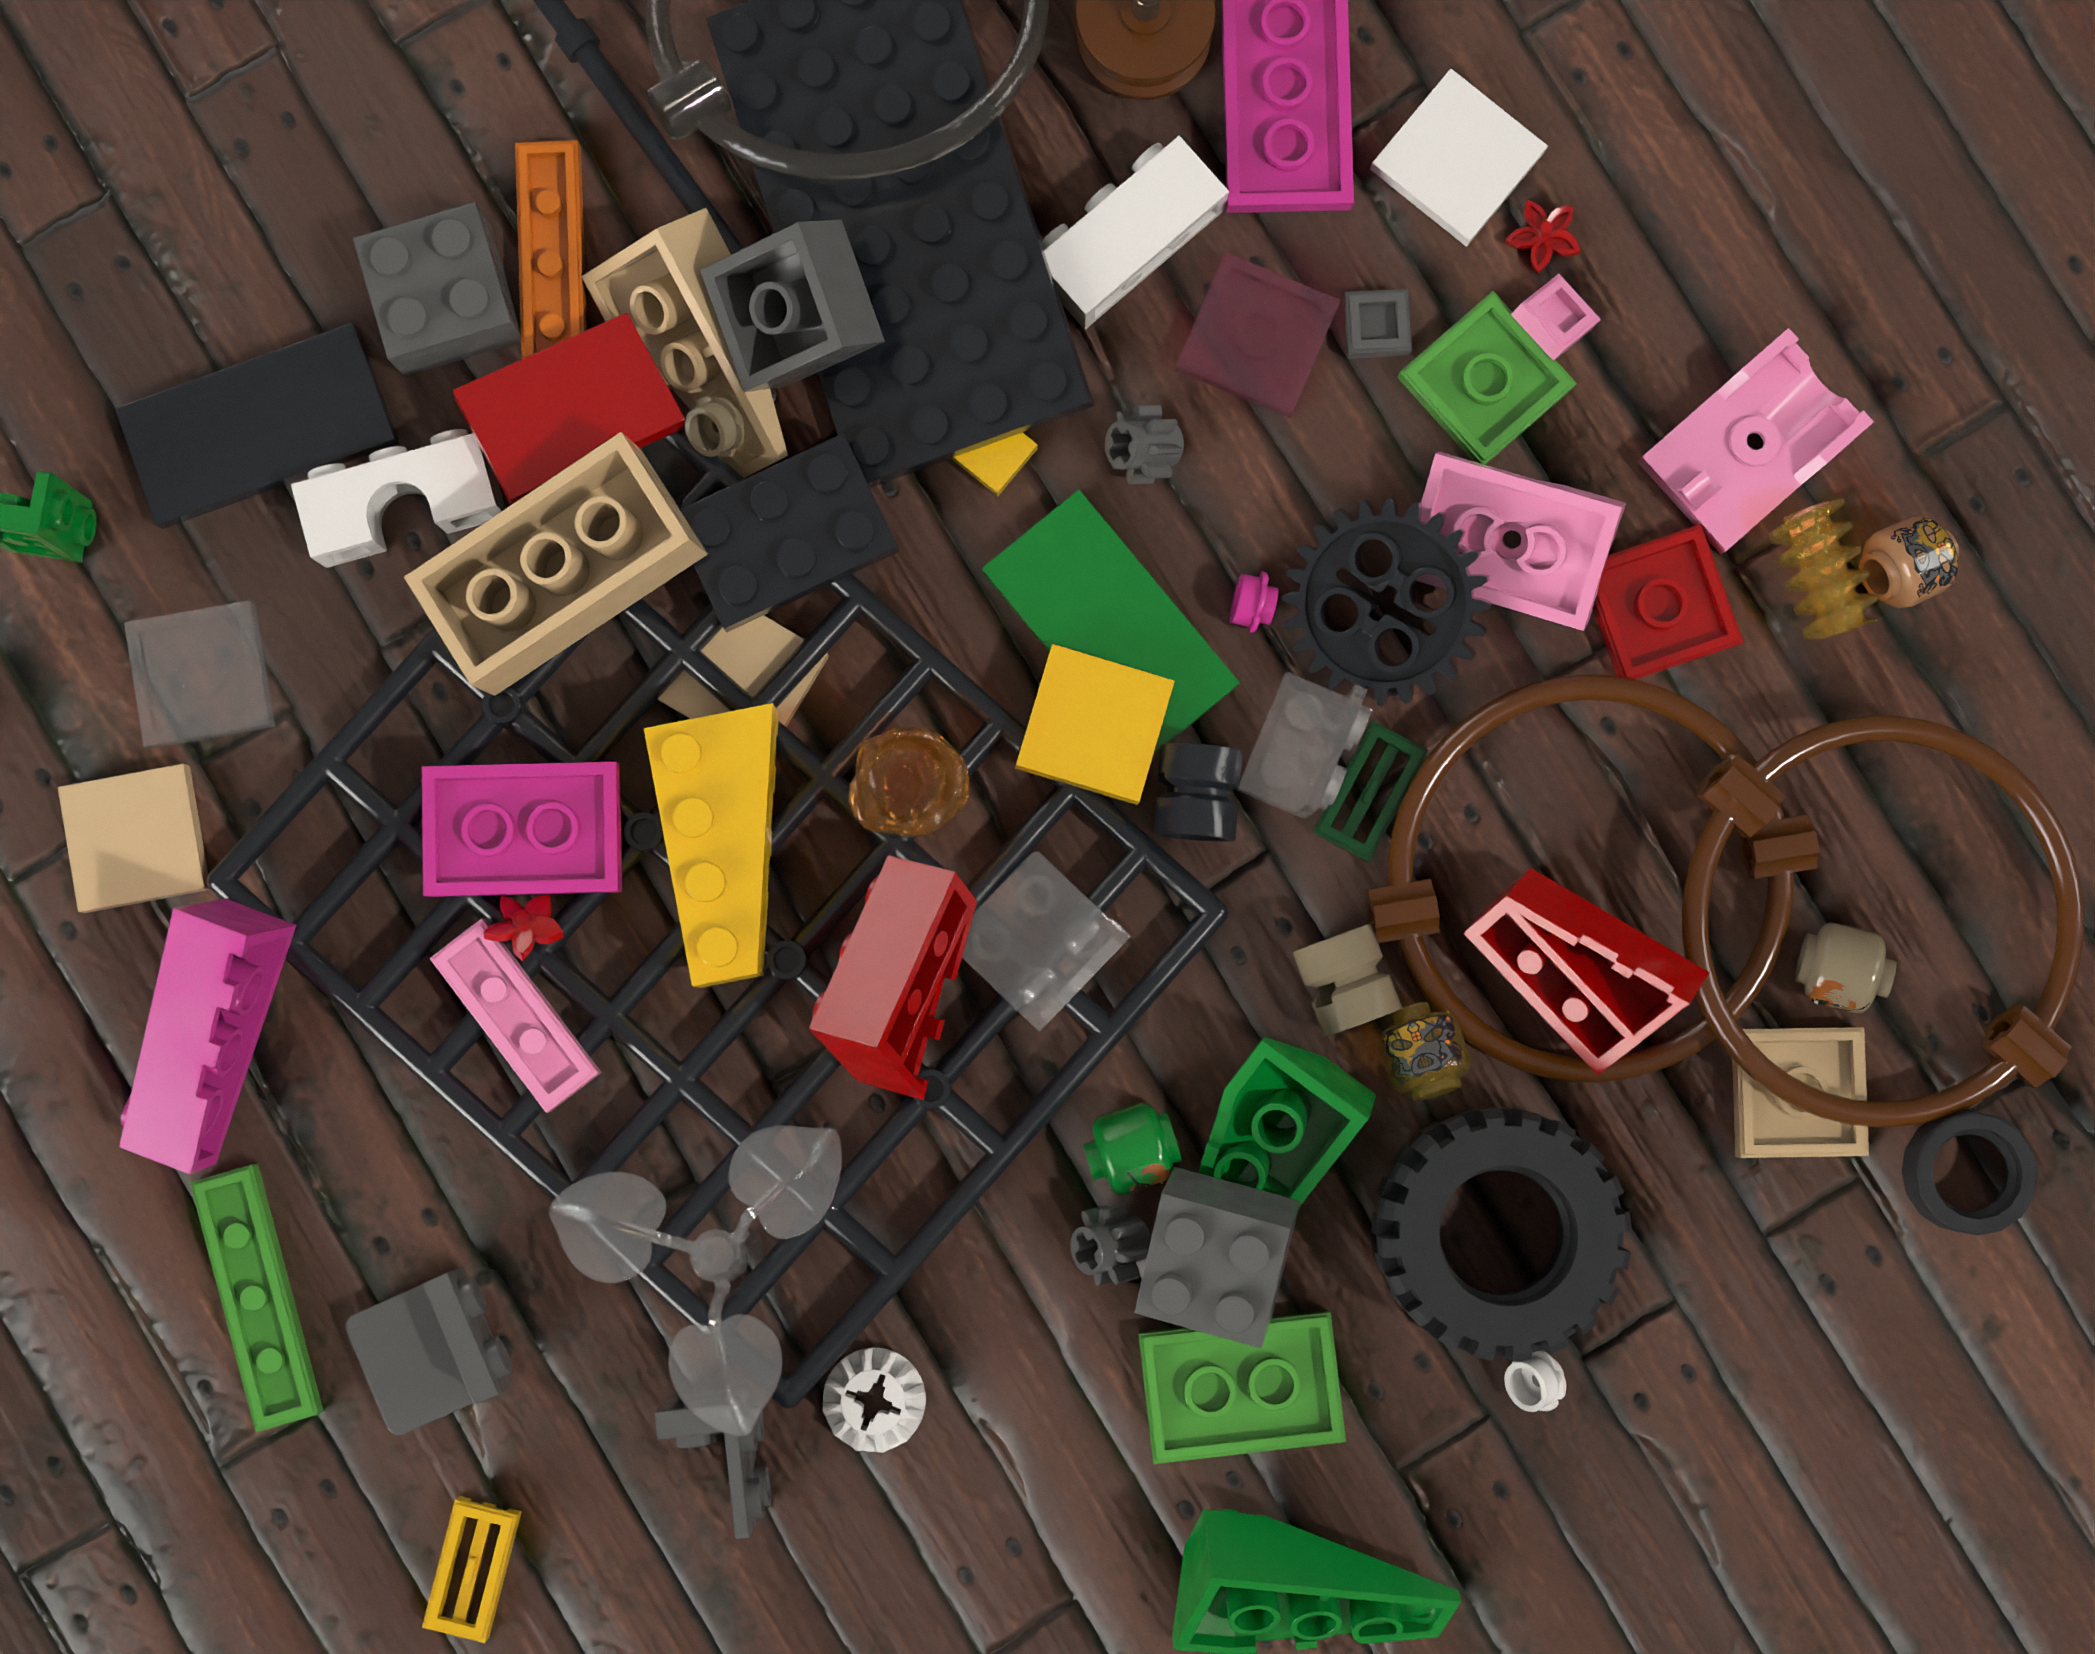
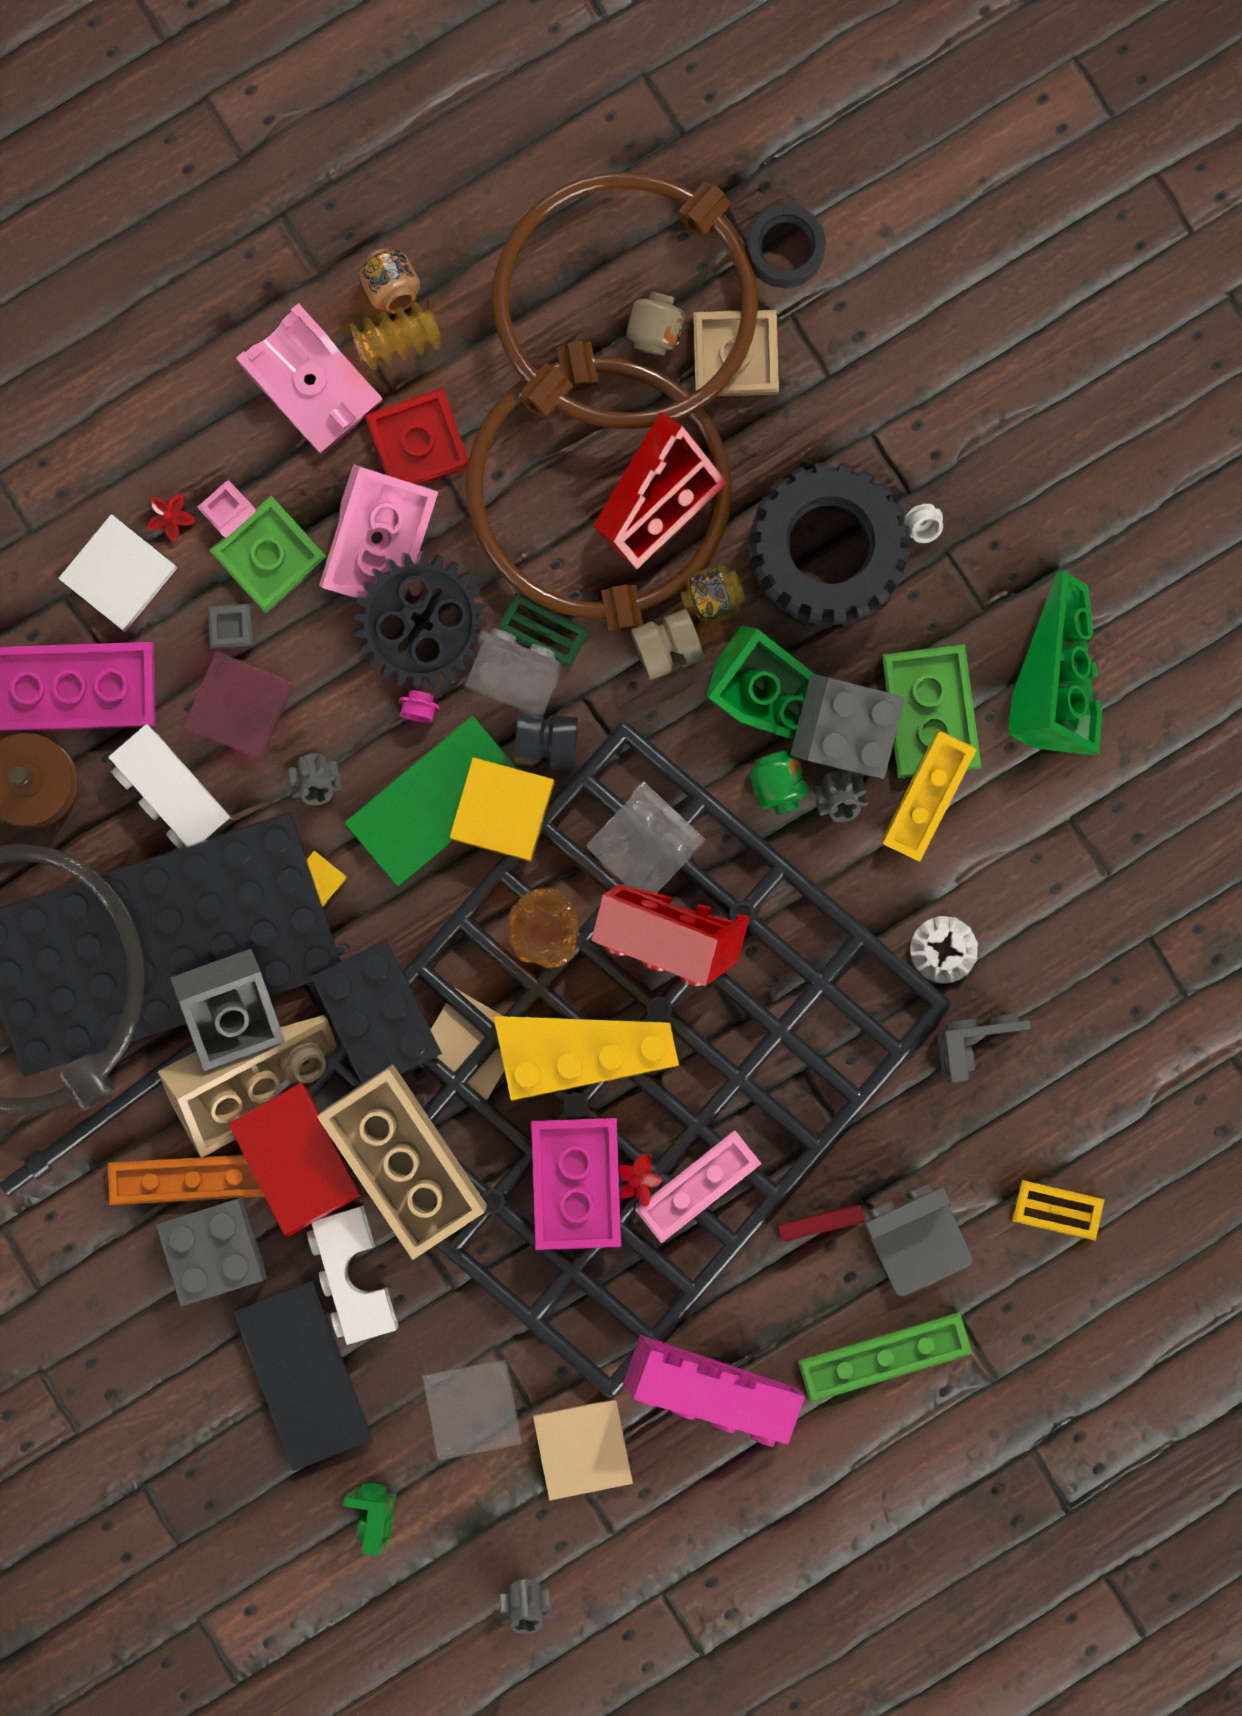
camera: 90 degrees left, 0 degrees up
(458, 1202) = (820, 1222): none -> dark red tile
(608, 1235) = (839, 1117): clear plant -> none
(1110, 1381) = (928, 795): none -> yellow plate

